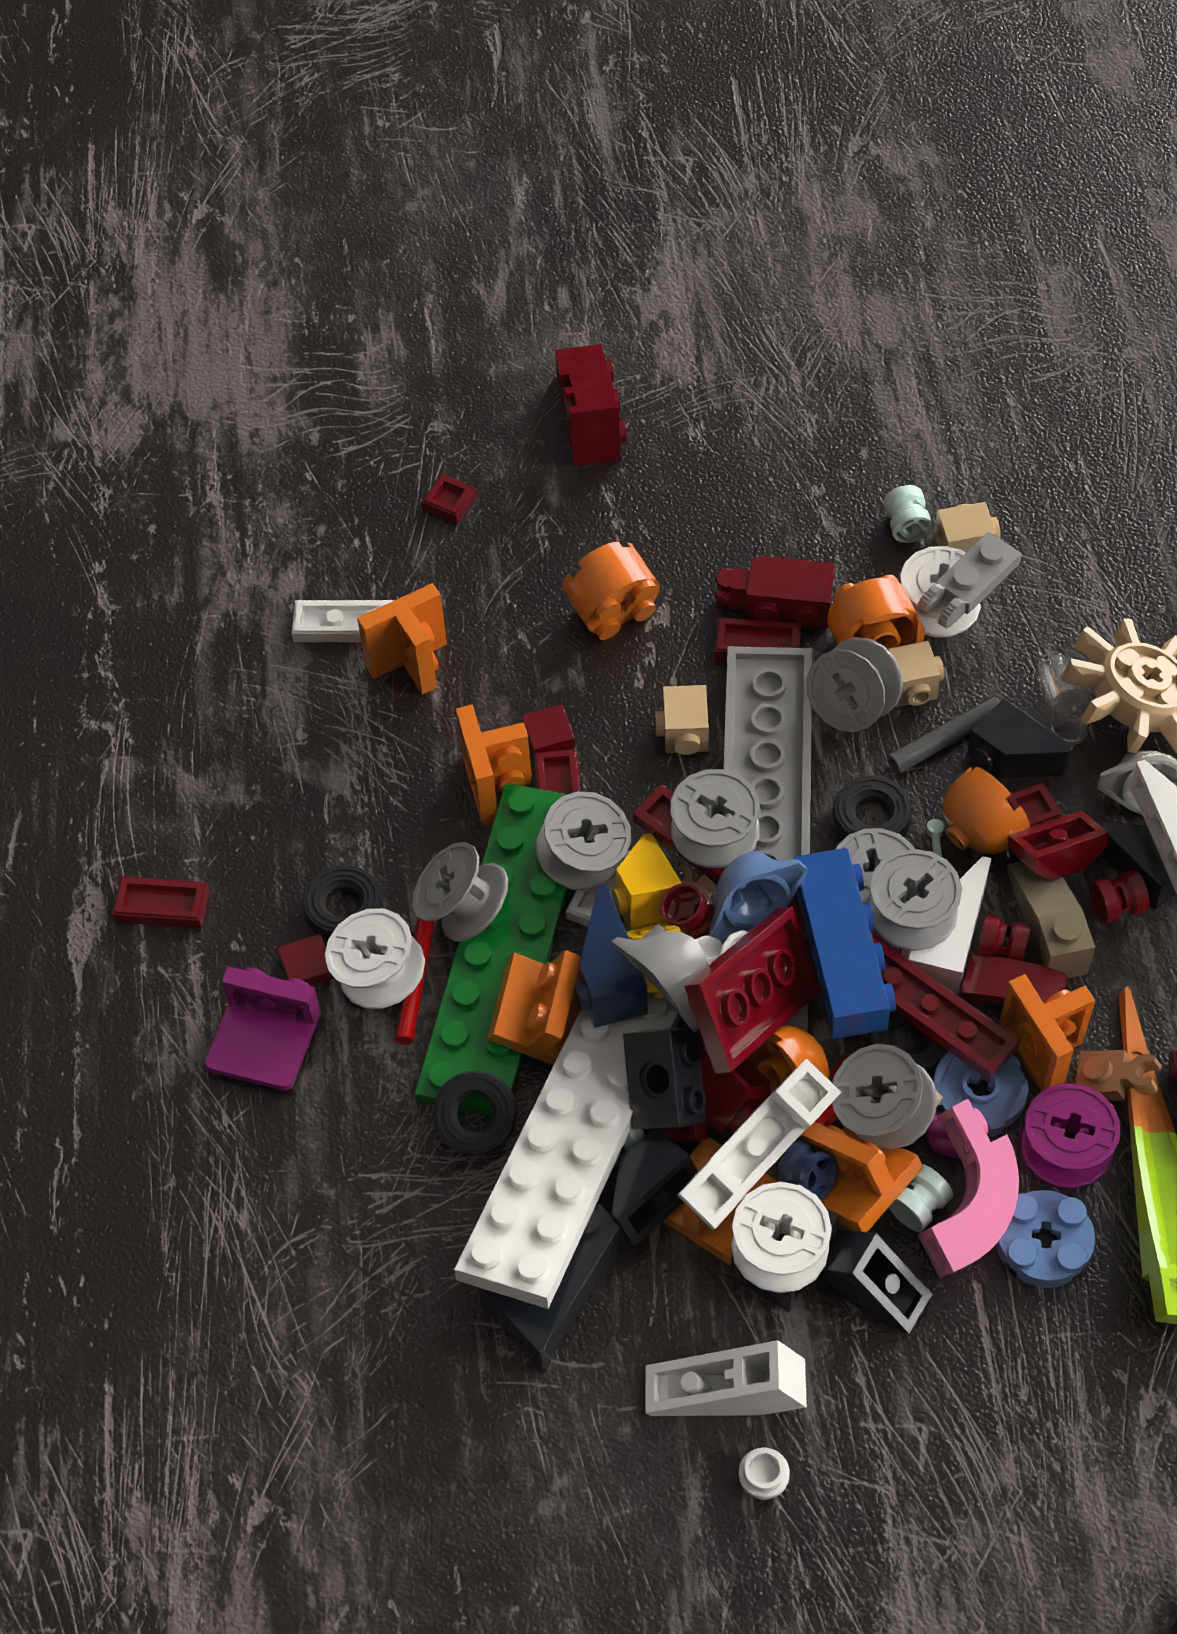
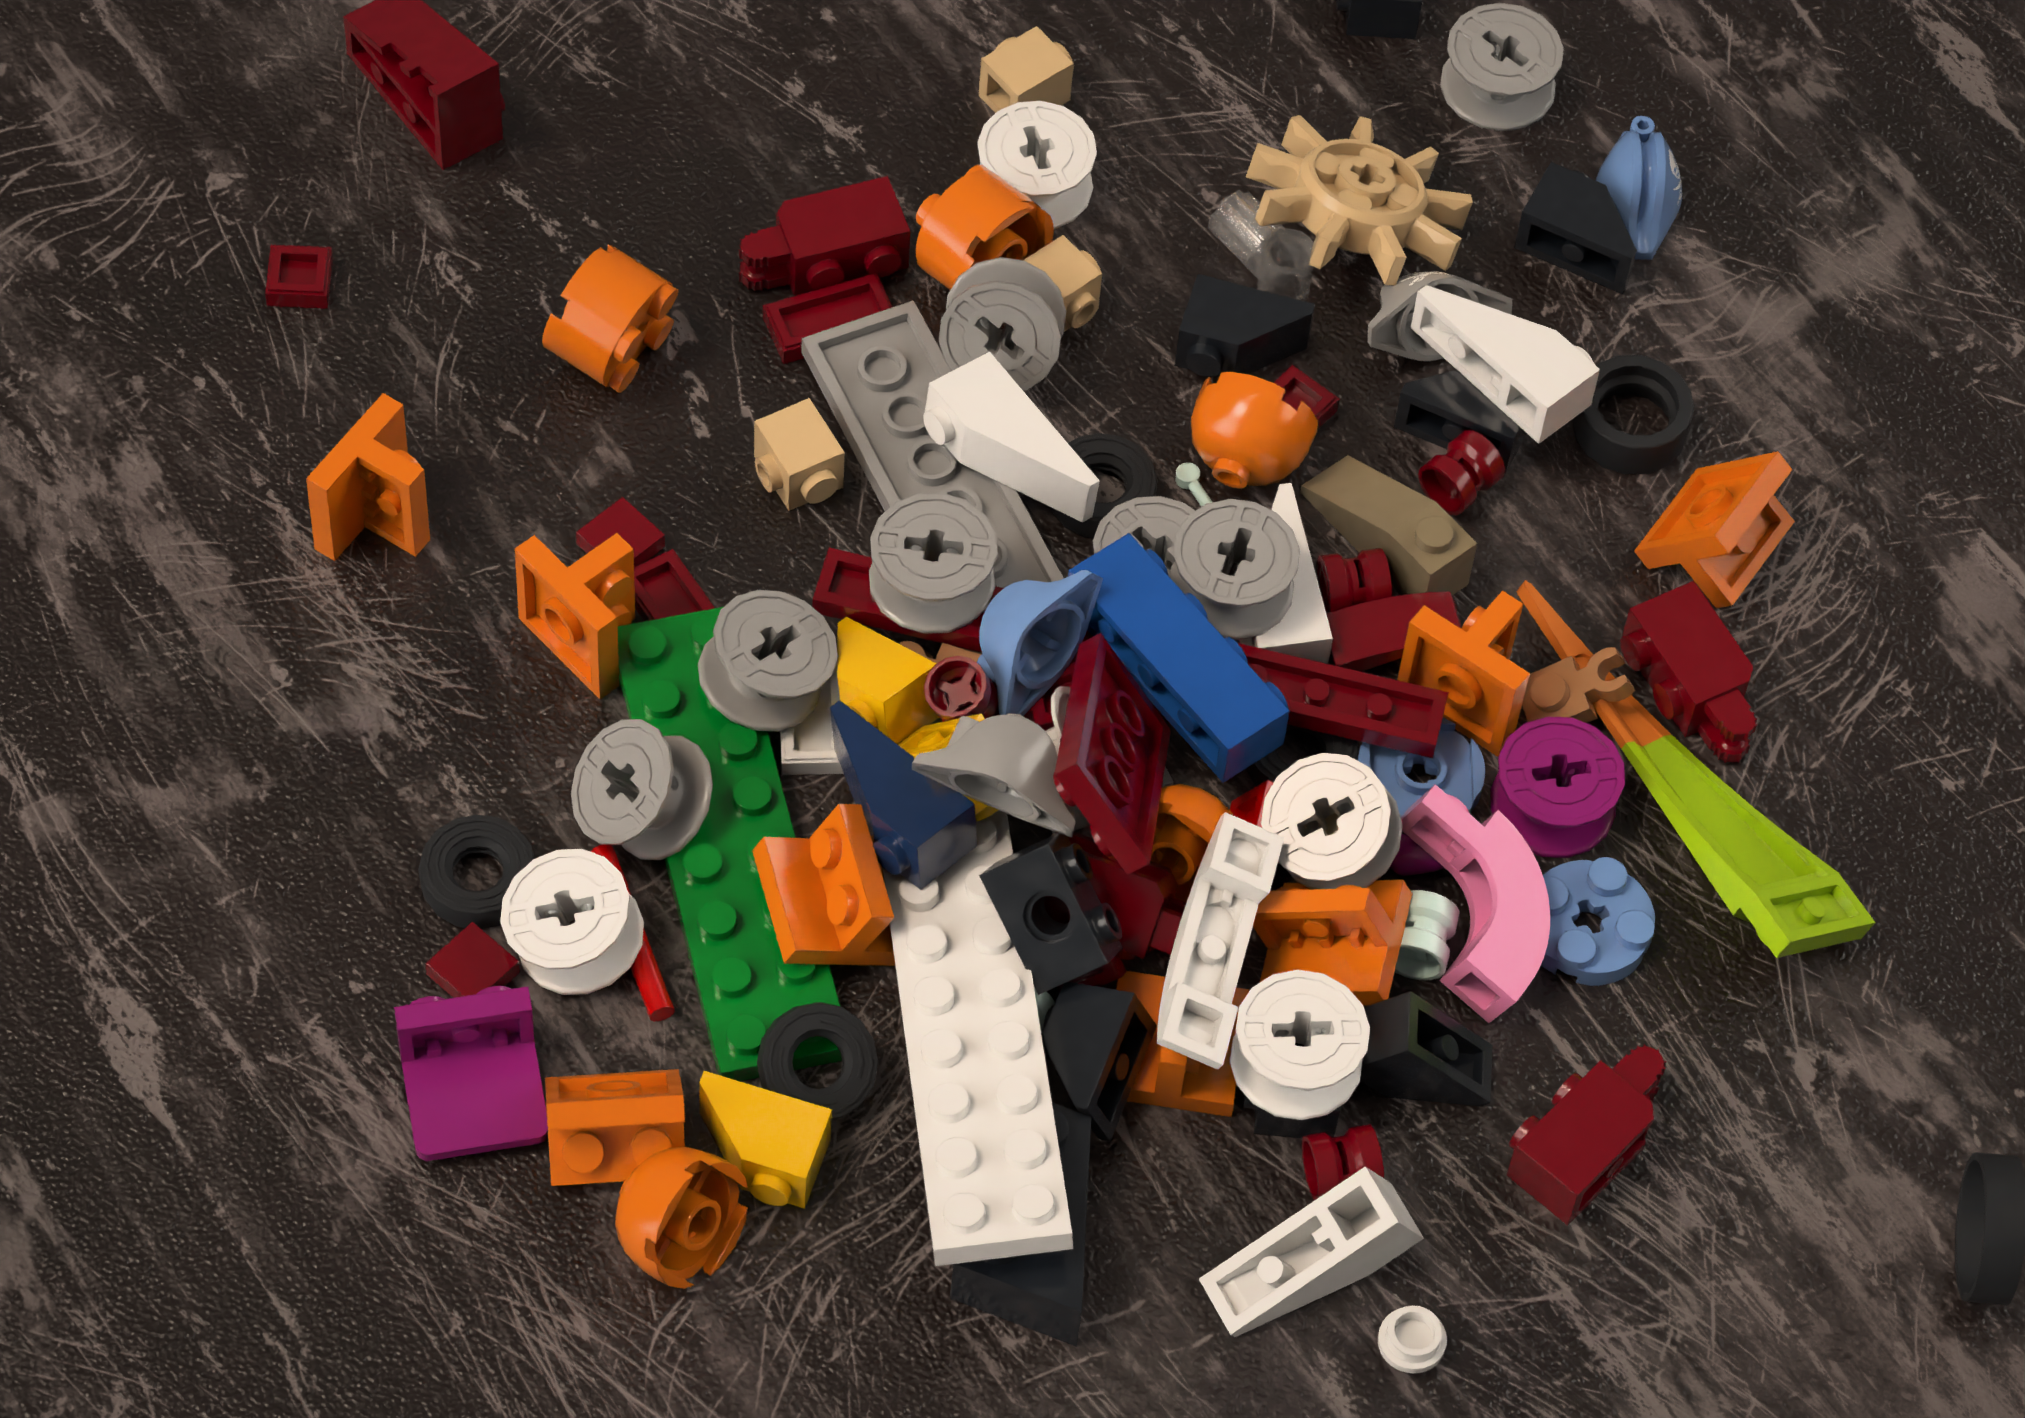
camera: 35 degrees left, 0 degrees up
(161, 902) = (221, 970): dark red tile -> none
(328, 1098) = (611, 1123): none -> orange bracket
(330, 619) = (248, 495): white tile -> none
(333, 1175) = (680, 1214): none -> orange cylinder
(418, 1150) = (767, 1136): none -> yellow slope
(792, 1328) = (1334, 1159): none -> dark red wheel
(809, 1169) = (1281, 949): dark blue wheel -> none
(815, 755) = (1006, 437): none -> white slope
(908, 520) = (942, 83): light aqua wheel -> none
(939, 738) = (1137, 352): dark grey piece -> none
(962, 1385) = (1588, 1134): none -> dark red hinge
(971, 579) = (1078, 132): light grey hinge -> none
(1060, 845) = (1364, 433): dark red slope -> none

